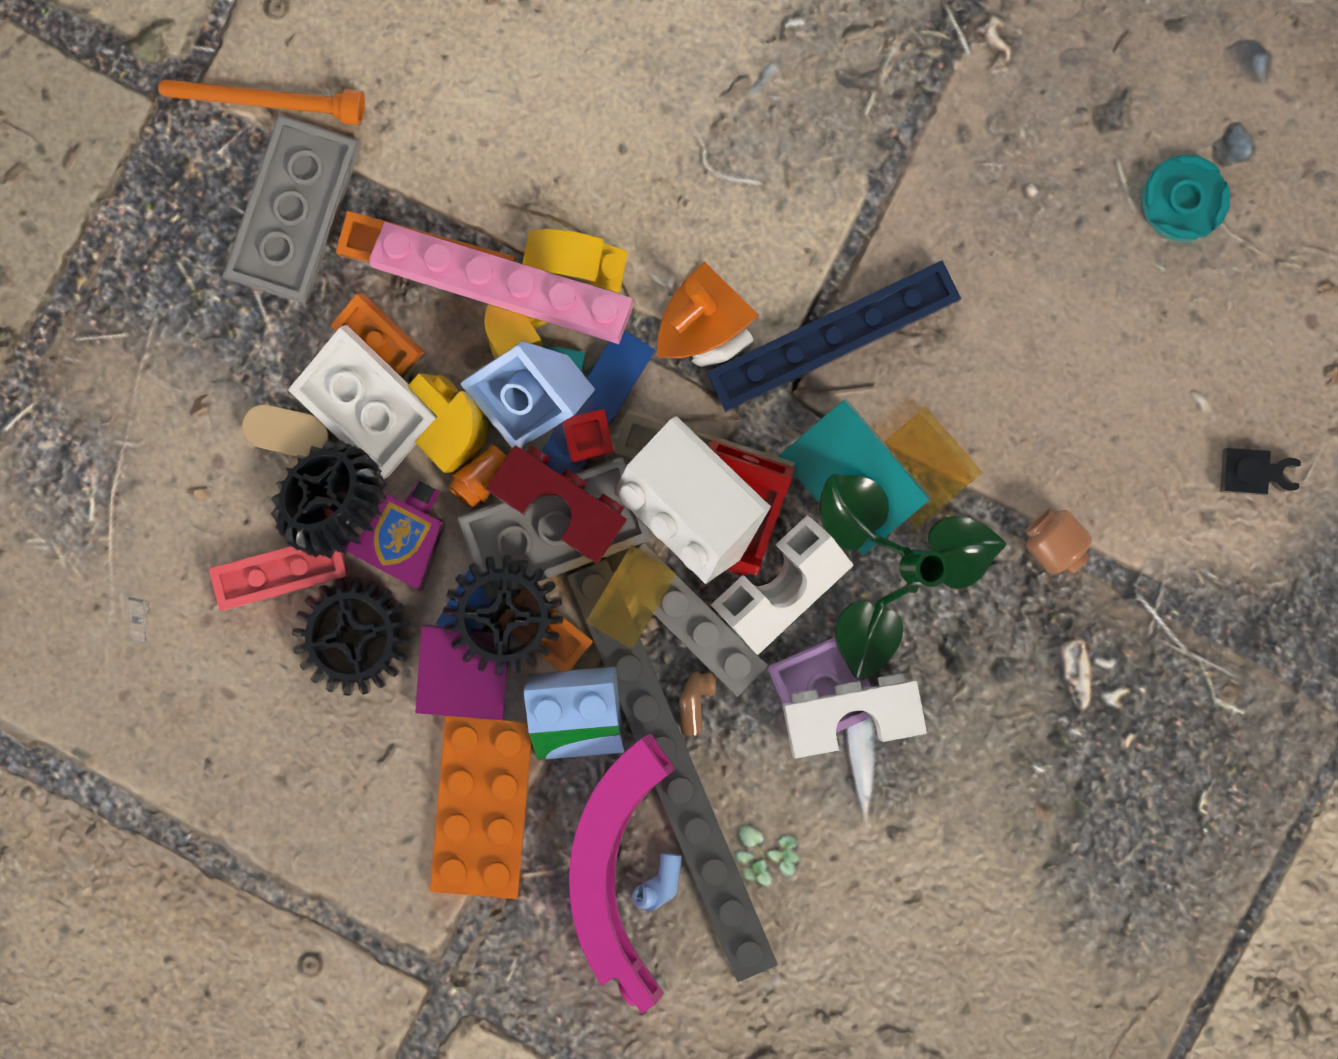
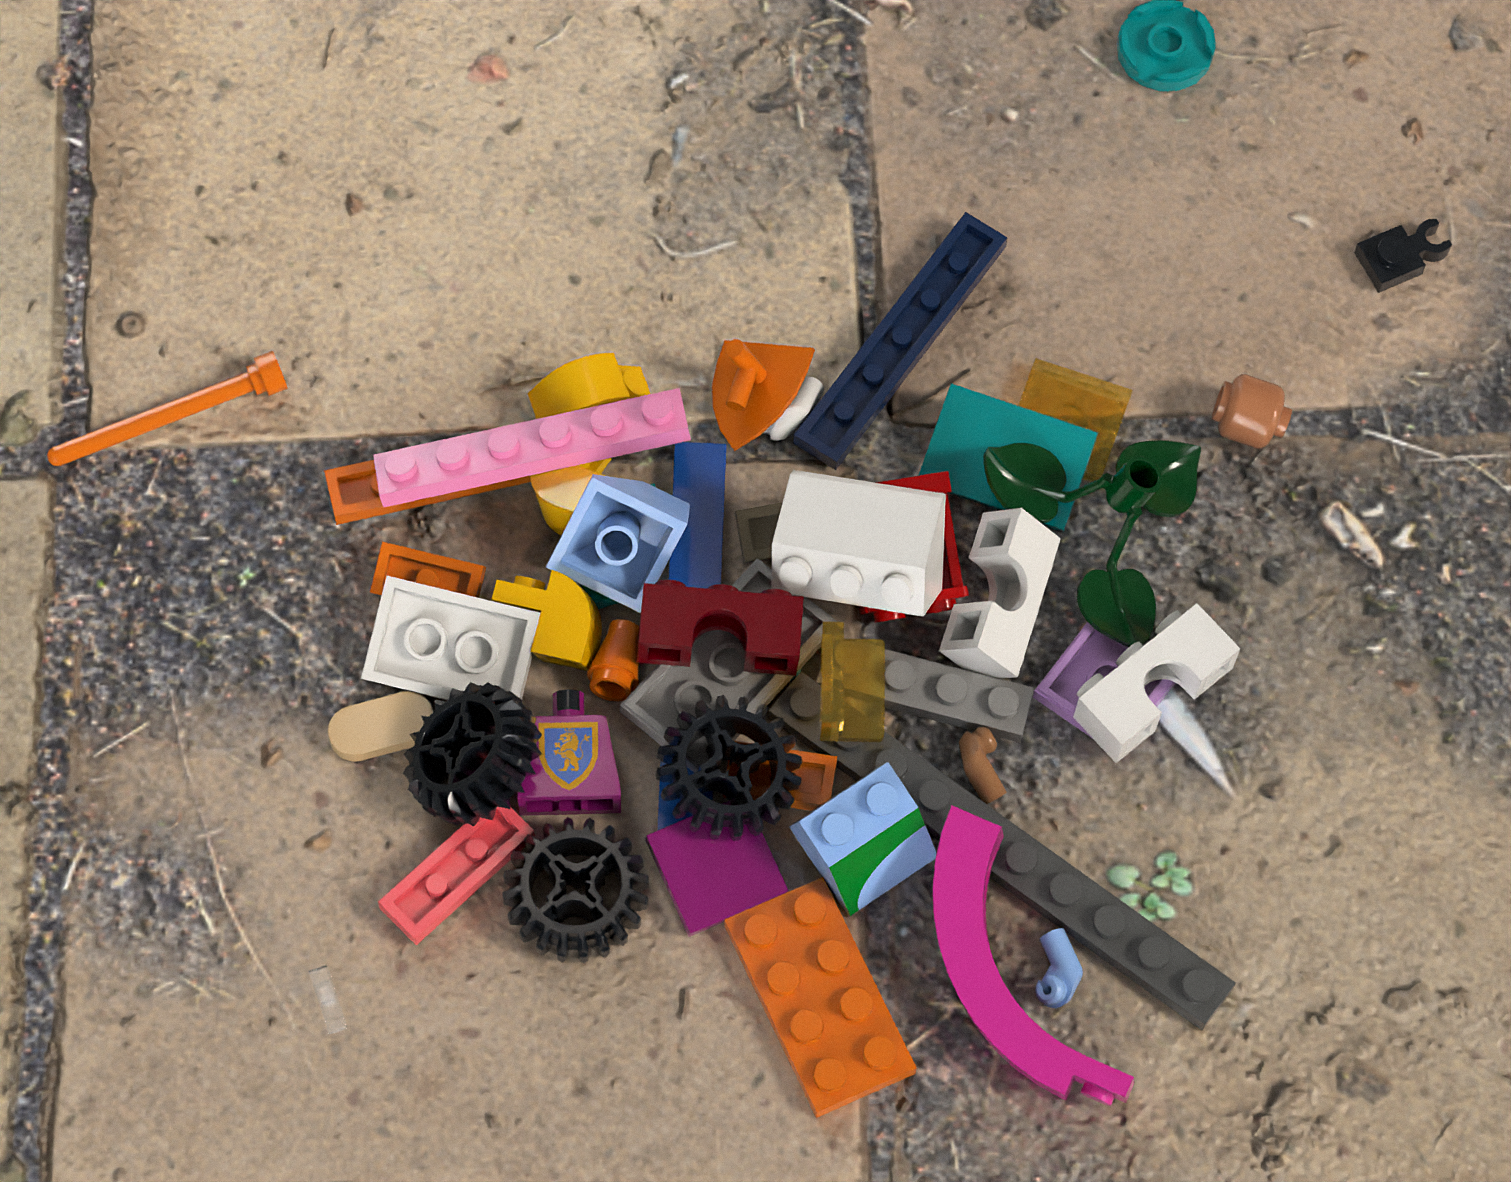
camera: 35 degrees left, 20 degrees down
(292, 209) = (261, 507): light grey tile -> none
(588, 436) = (709, 554): red plate -> none

